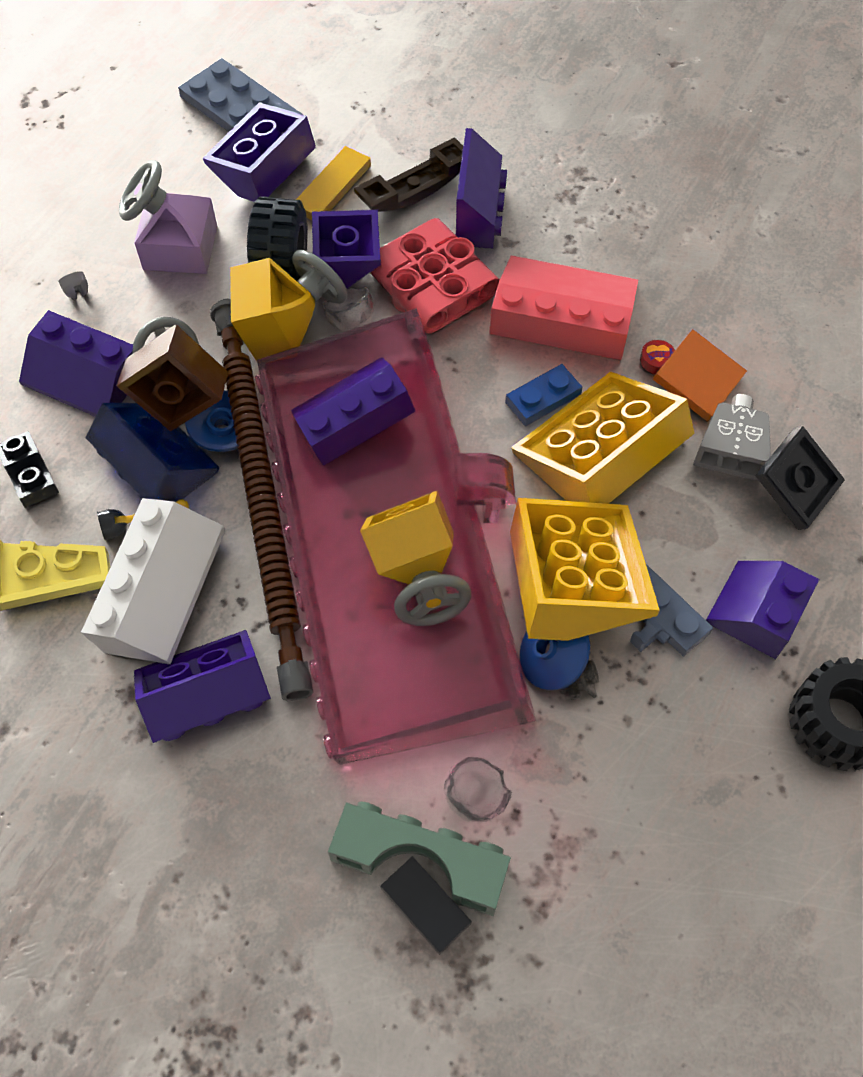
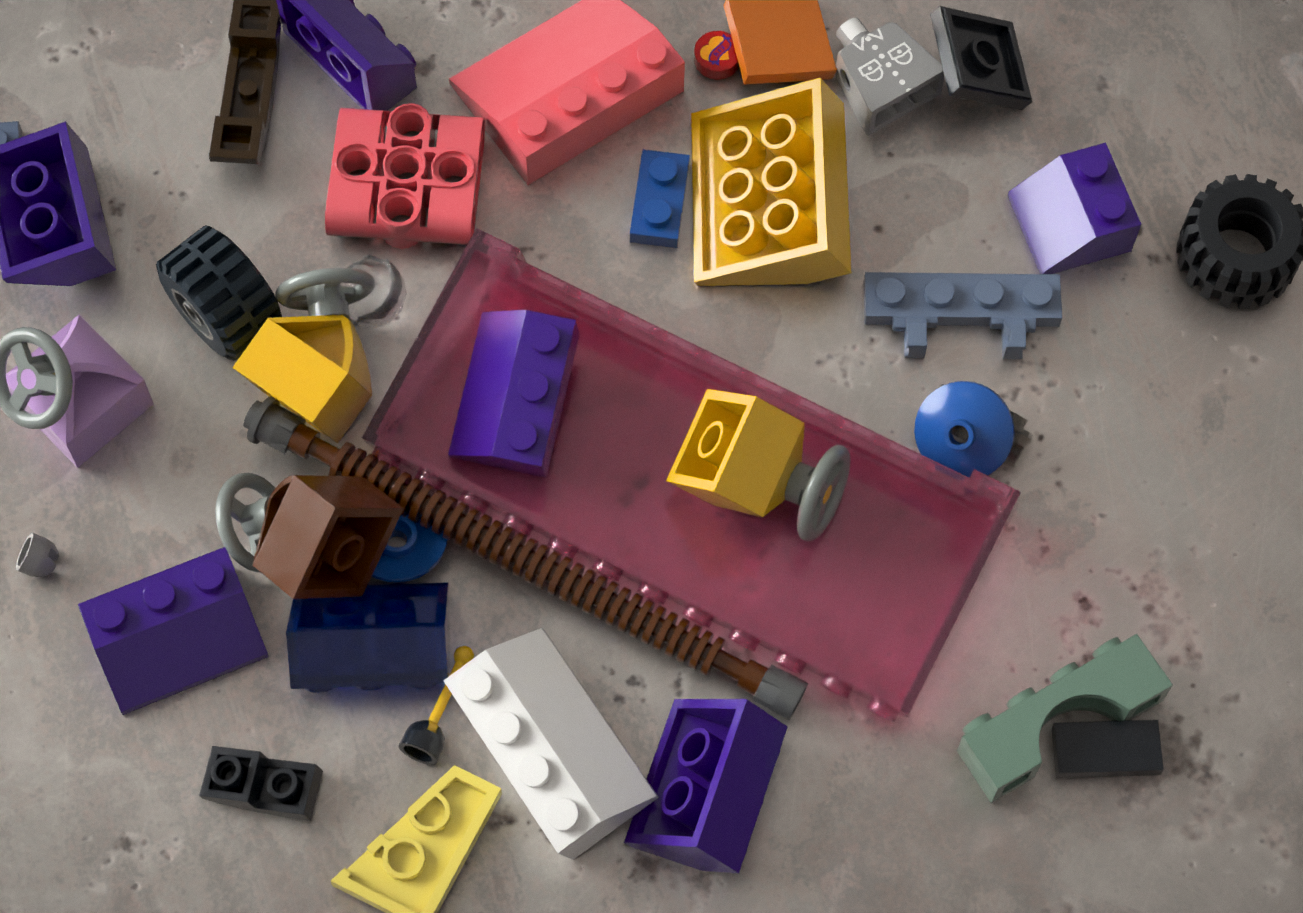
camera: 50 degrees left, 5 degrees up
(334, 181) = (159, 174): yellow tile -> none
(347, 242) = (289, 225): dark purple slope -> none
(476, 790) = (1043, 614): clear hair -> none
(484, 481) = (736, 341): clear pink brick -> none
(579, 568) = (908, 334): yellow slope -> none

